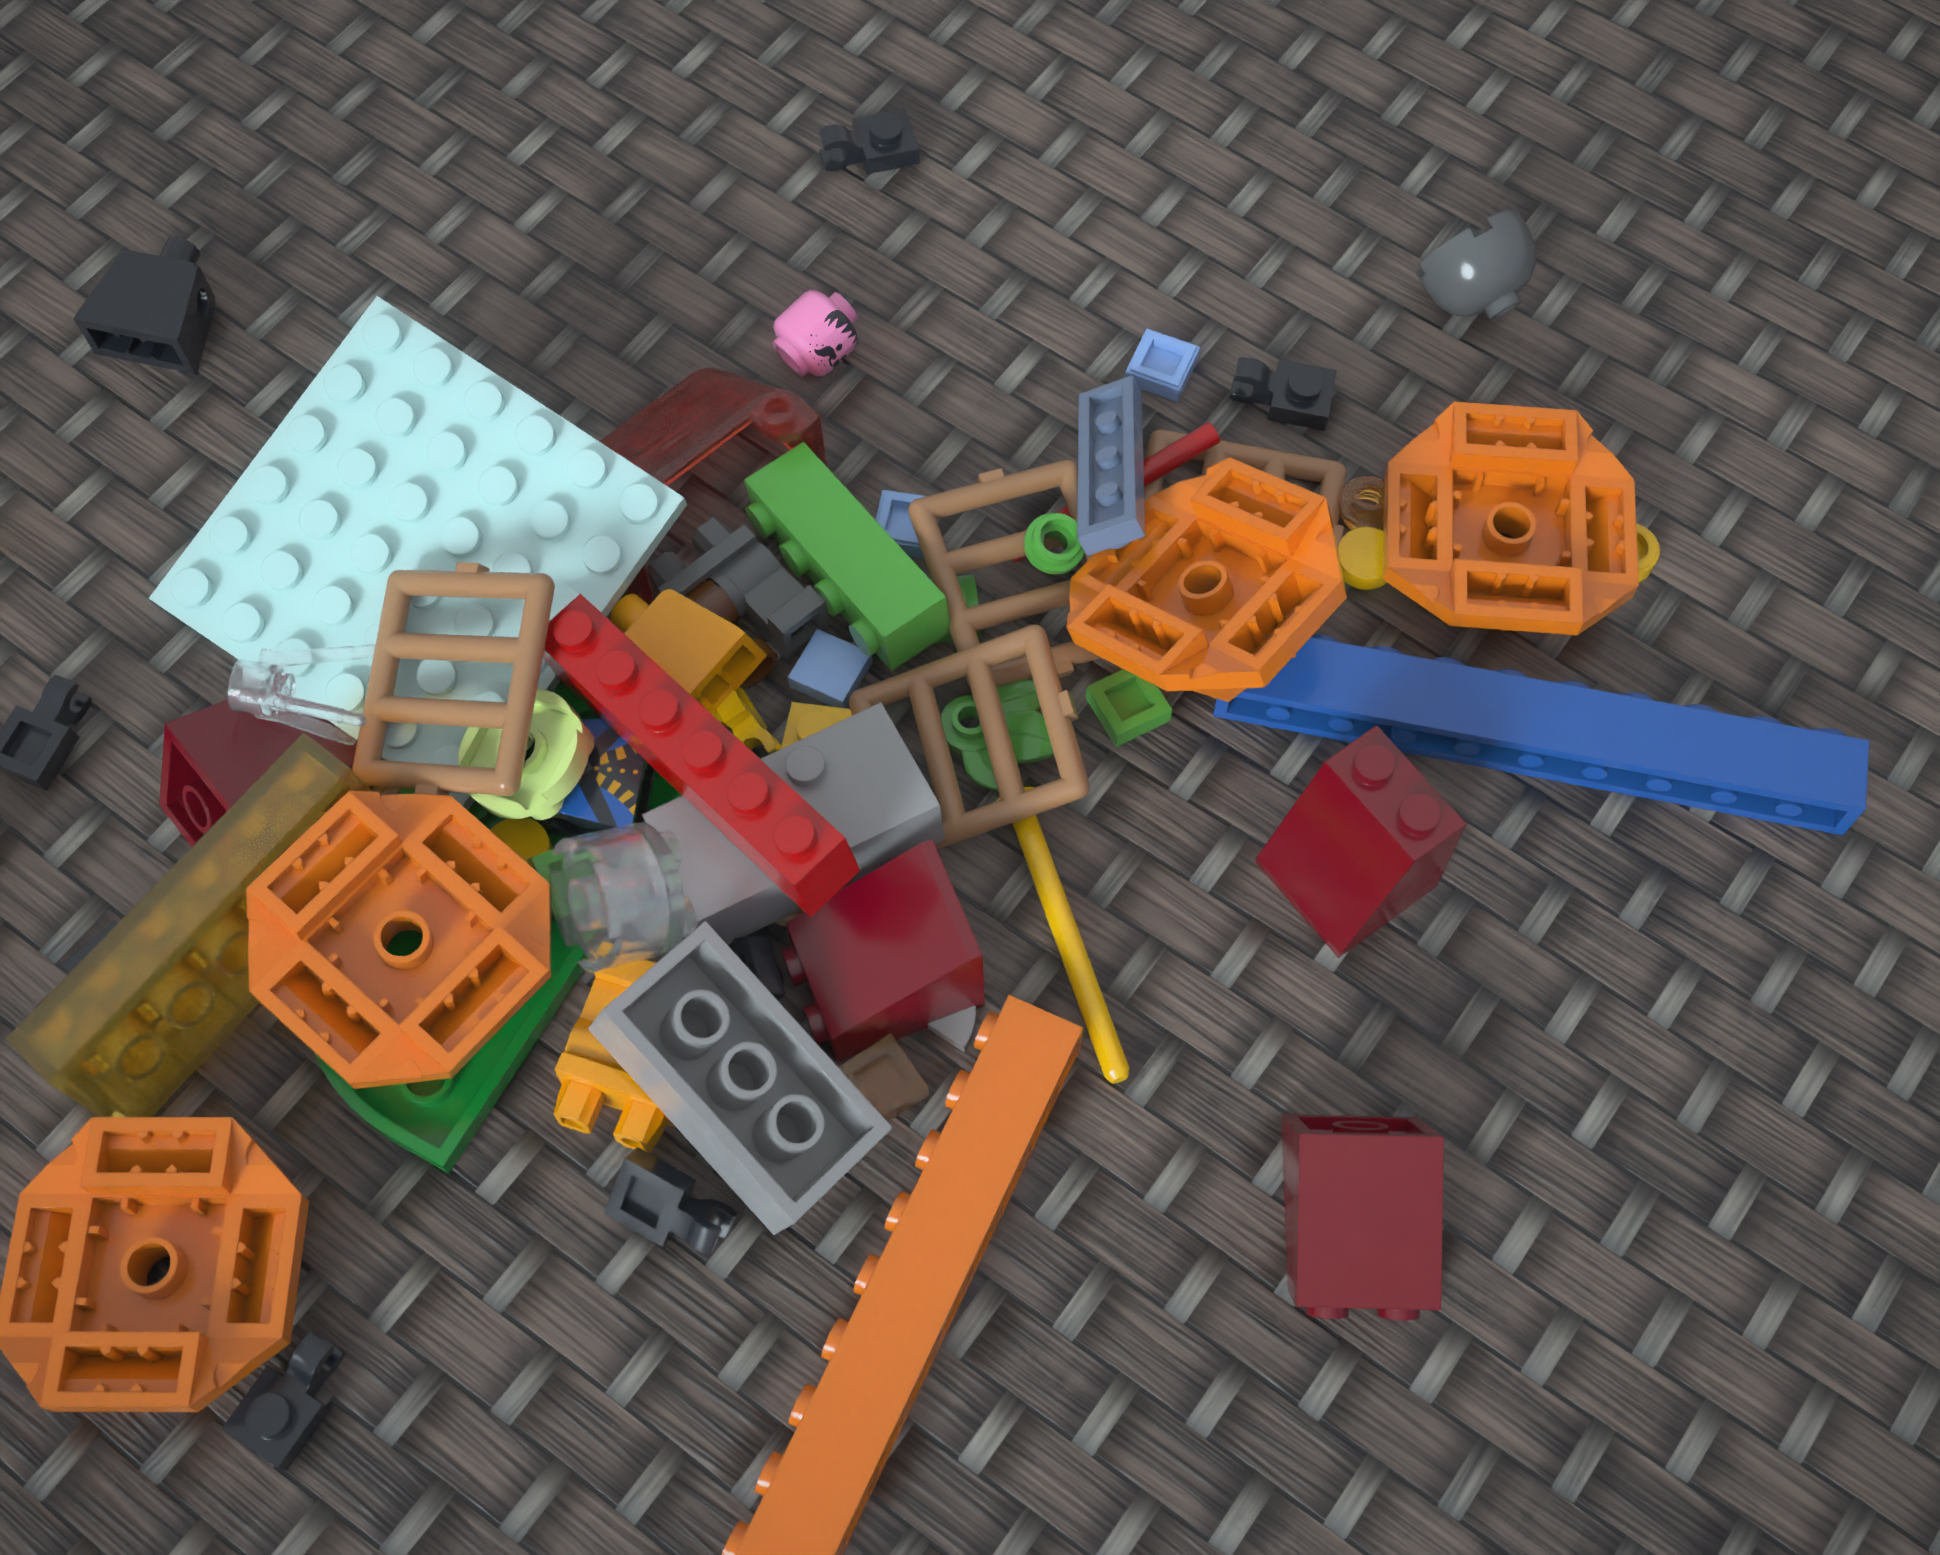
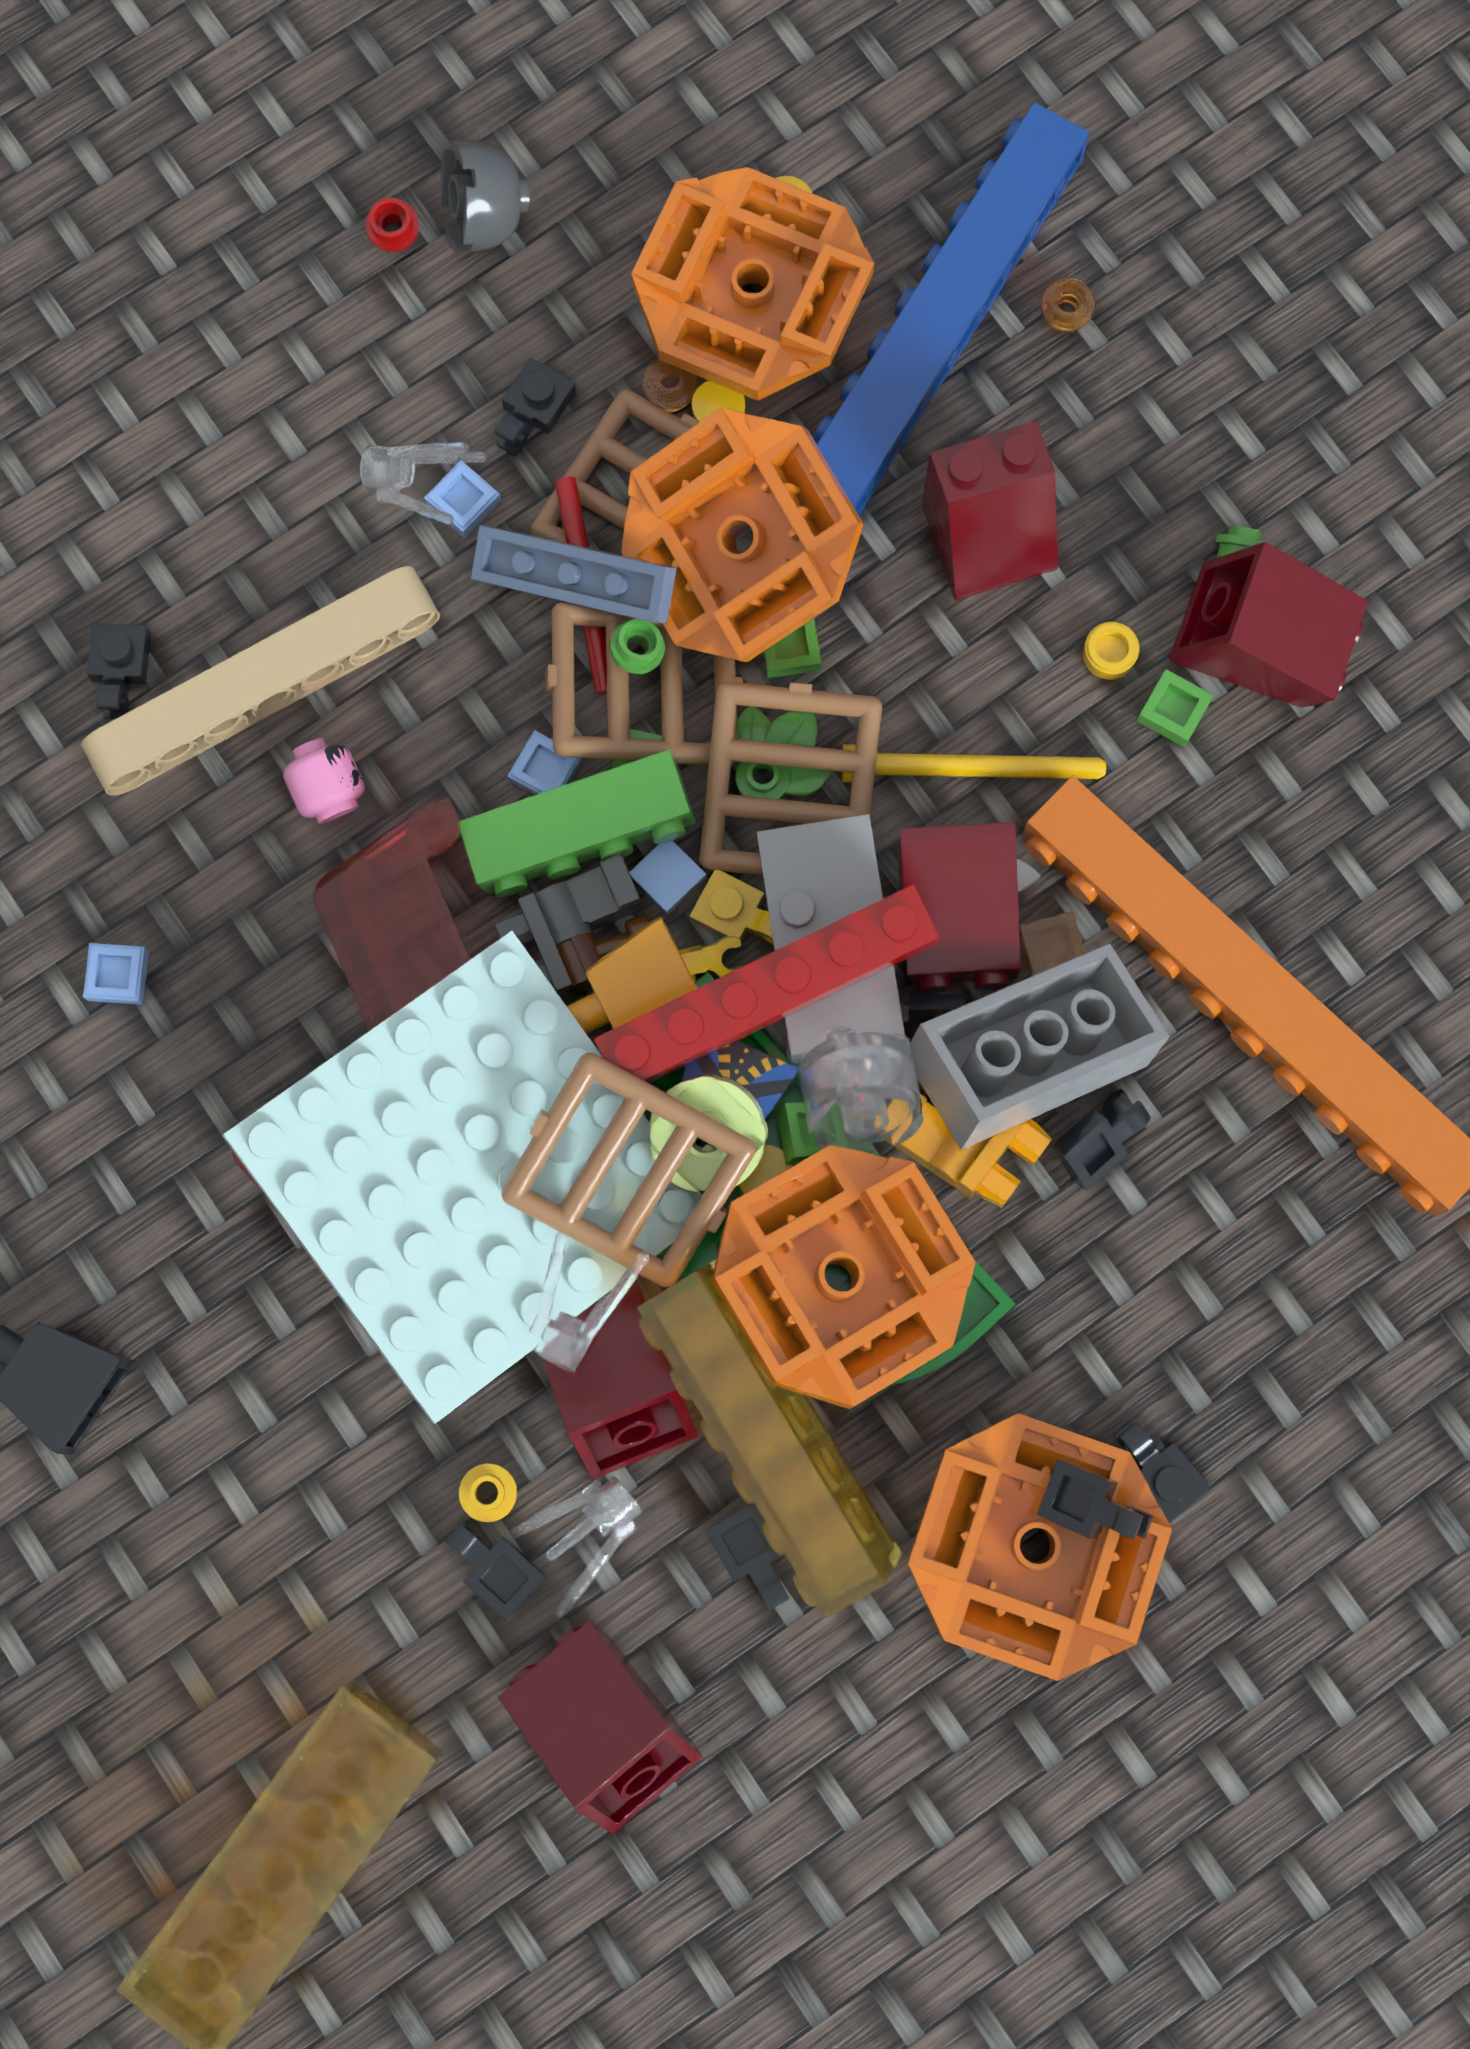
camera: 70 degrees left, 15 degrees up
(122, 824) = (608, 1510): none -> clear plant
(128, 720) = (506, 1492): none -> yellow plate
(195, 1287) = (1084, 1503): none -> black plate
(570, 237) = (116, 973): none -> light blue tile
(904, 256) = (260, 681): none -> tan beam
(1163, 293) = (394, 468): none -> clear plant
(1220, 1132) = (1175, 708): none -> bright green plate
(1264, 1043) = (1110, 650): none -> yellow tile
(1419, 214) = (387, 212): none -> red plate
(1457, 1145) = (1237, 539): none -> bright green plate
(1664, 852) = (1071, 291): none -> clear orange plate

